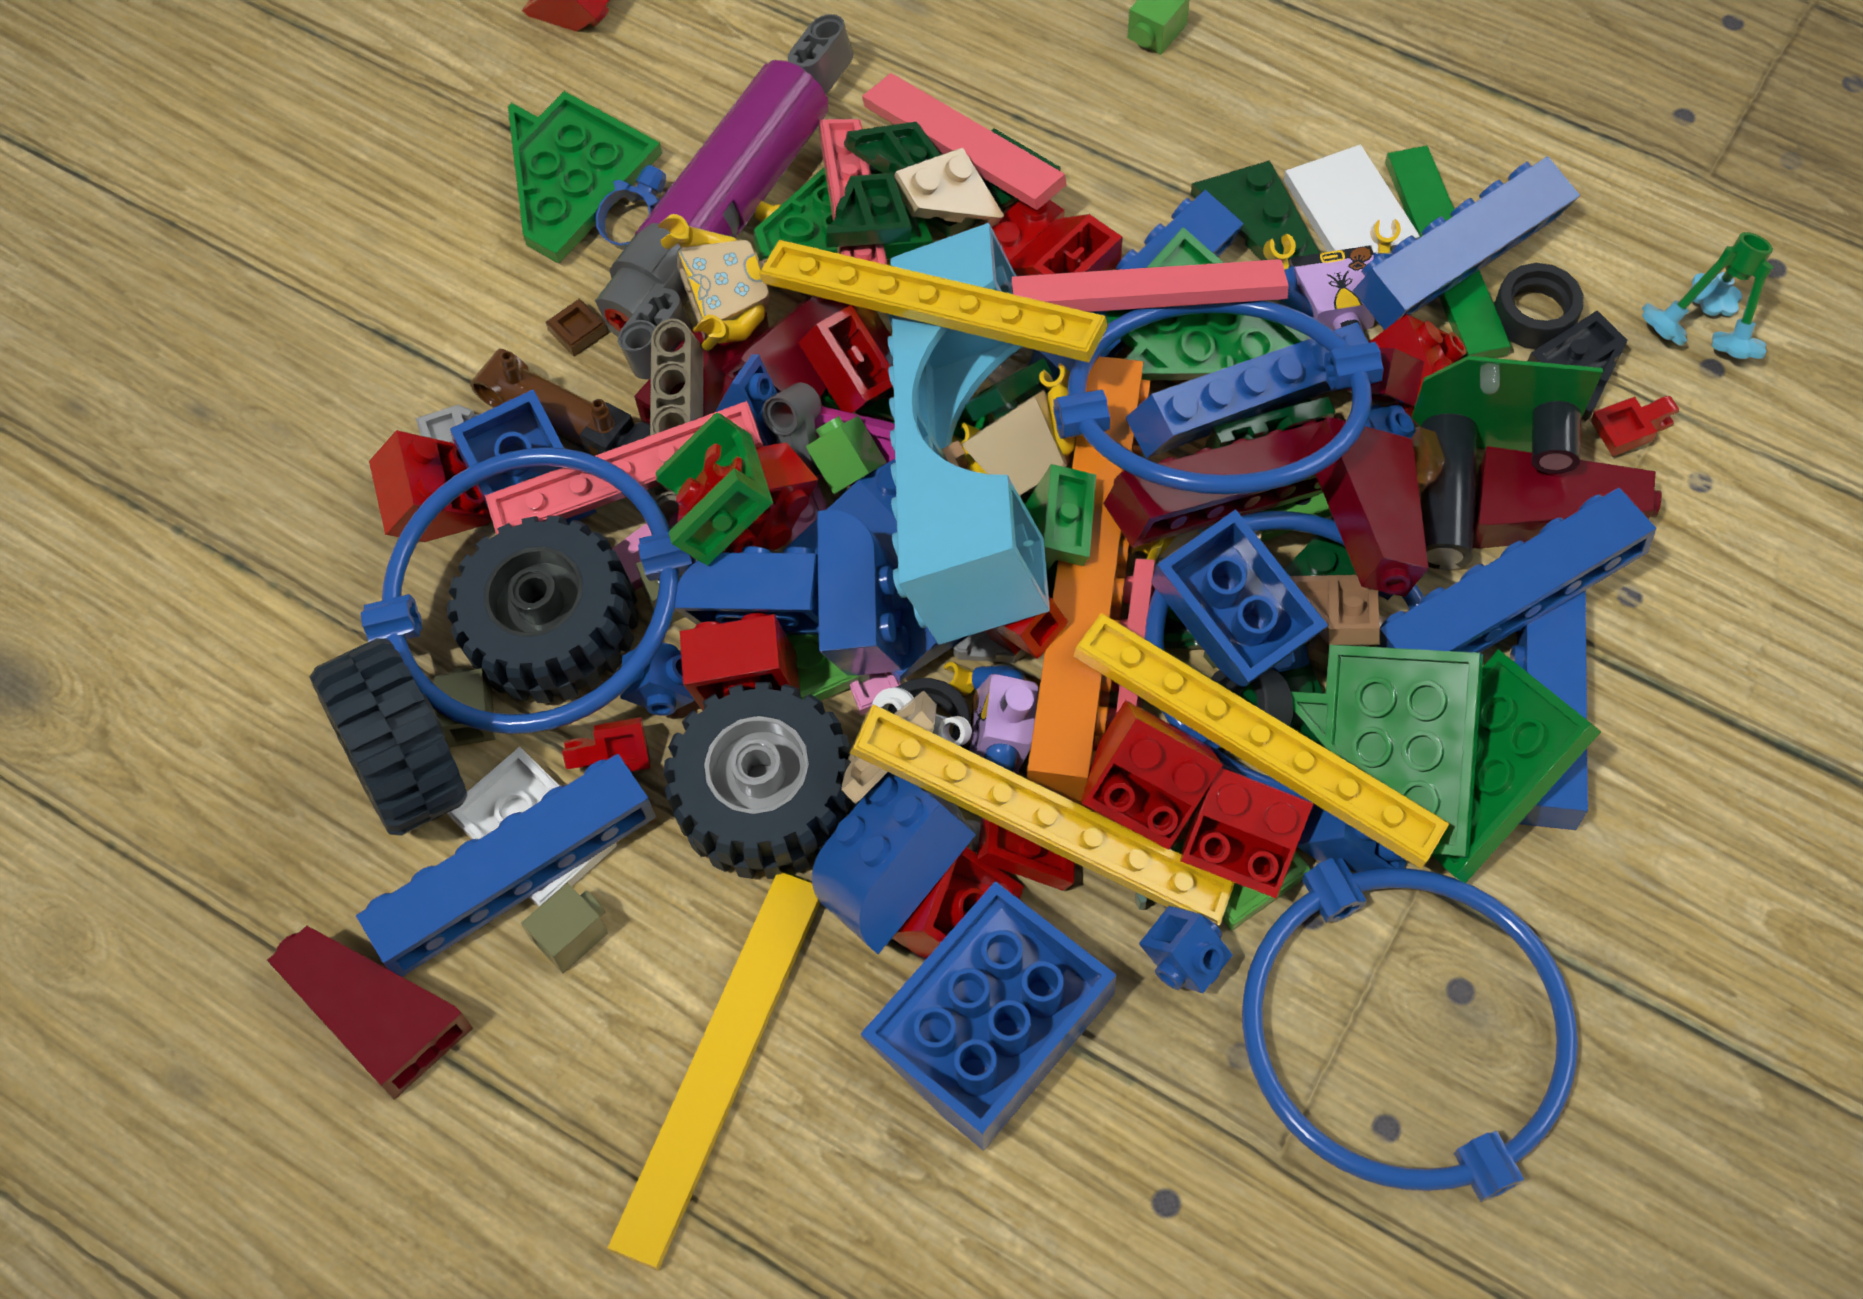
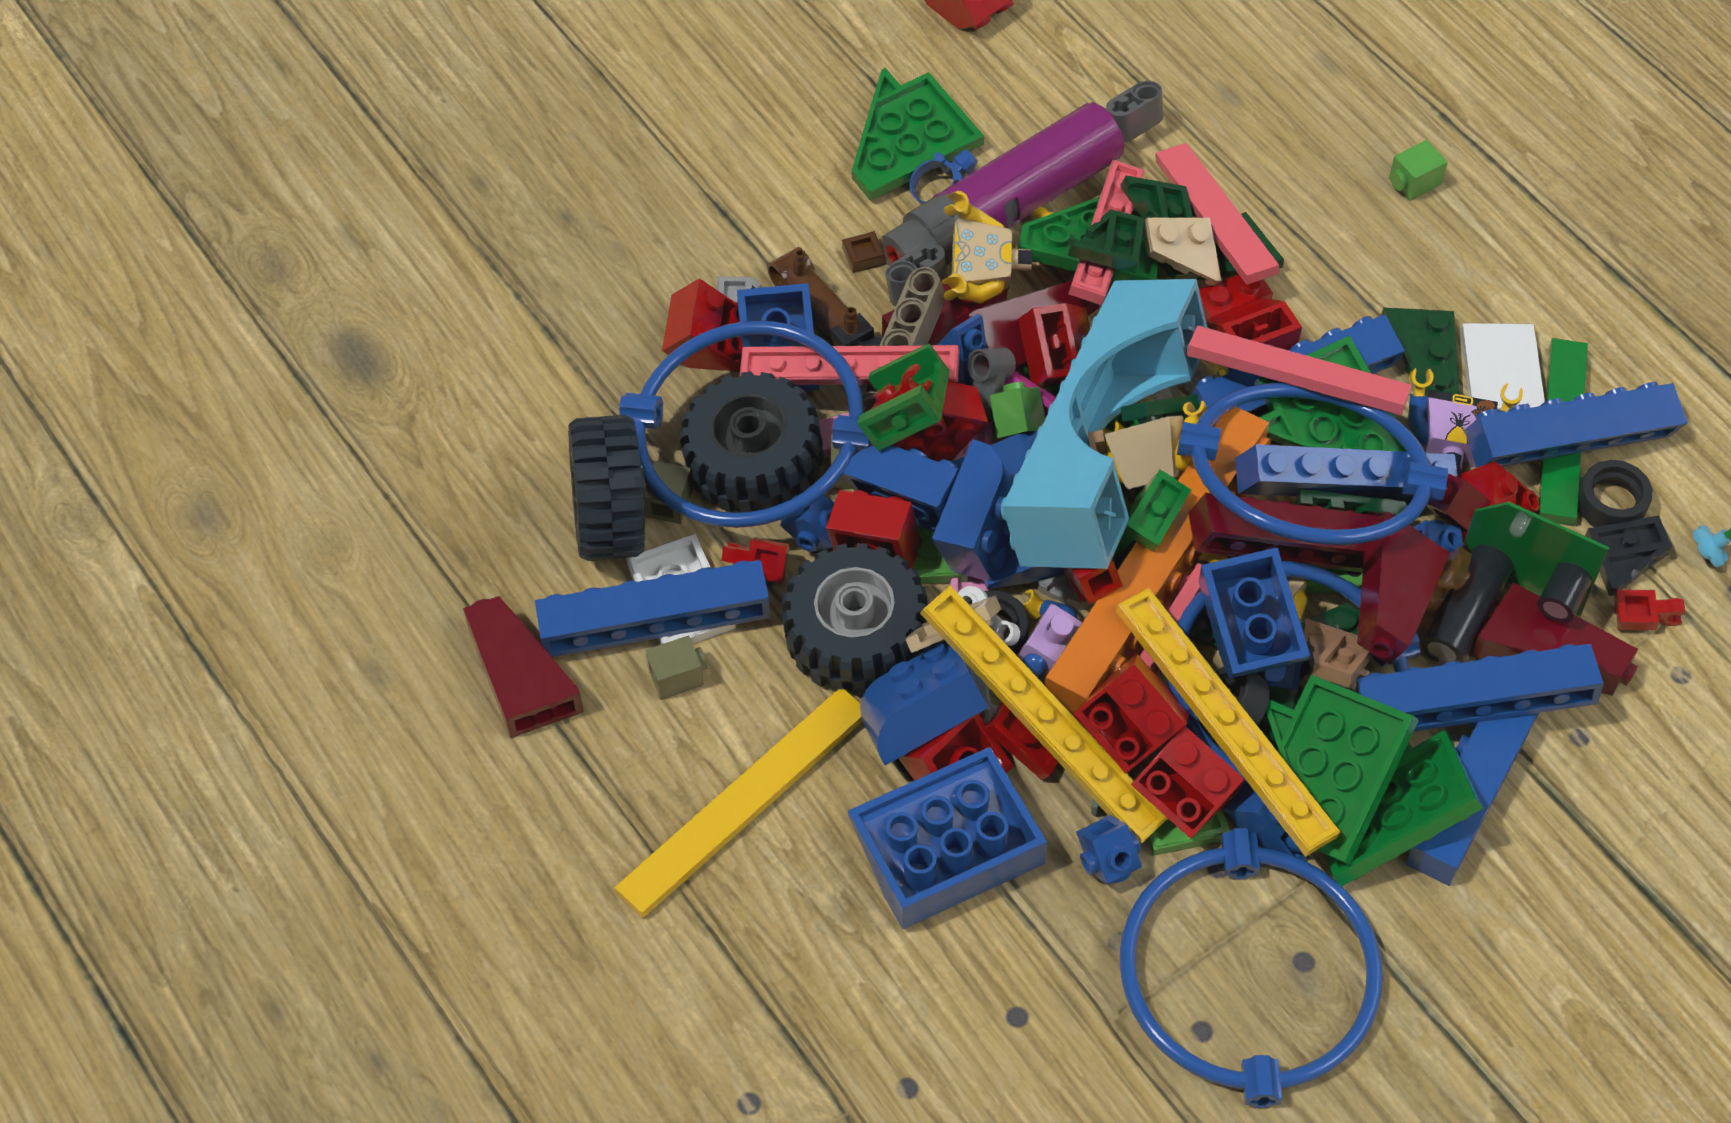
camera: 20 degrees right, 5 degrees down
(935, 300) = (1127, 321): yellow tile -> none

